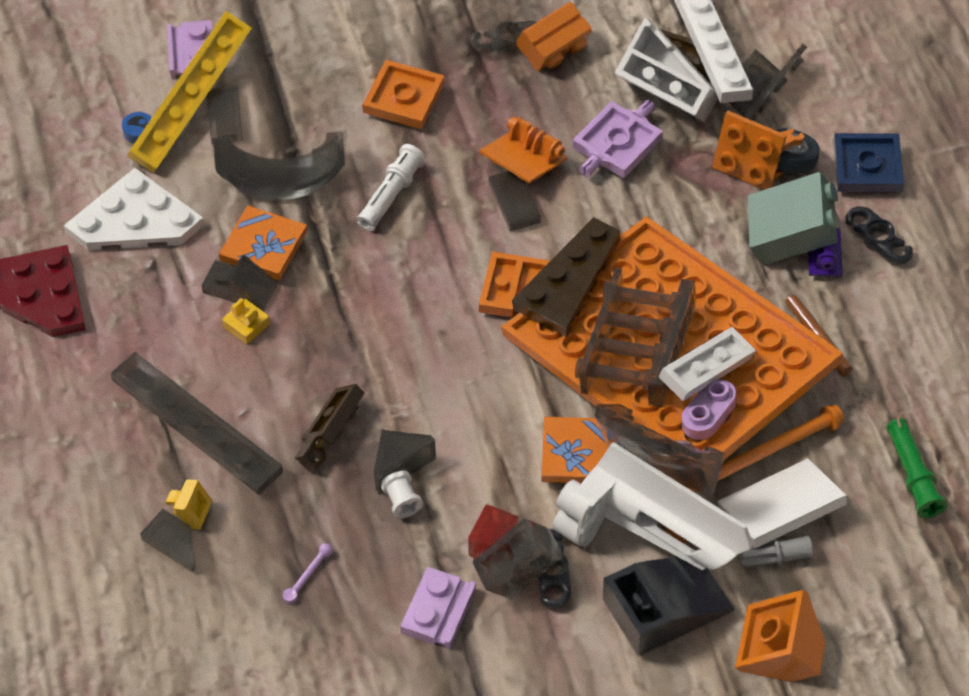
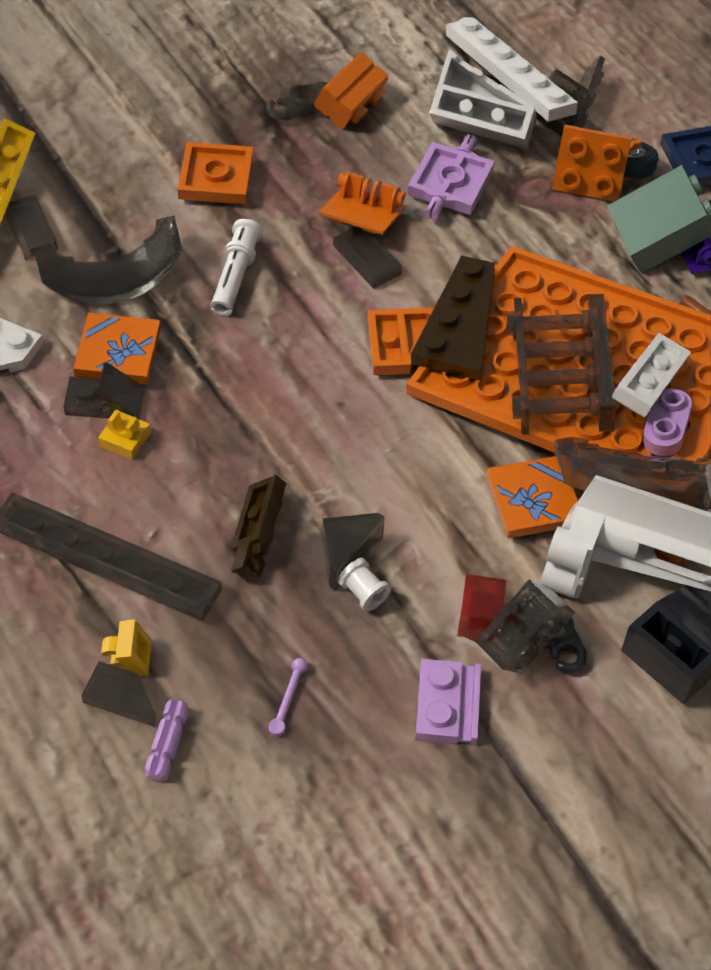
camera: 20 degrees left, 0 degrees up
(197, 585) = (166, 740): none -> lavender axle

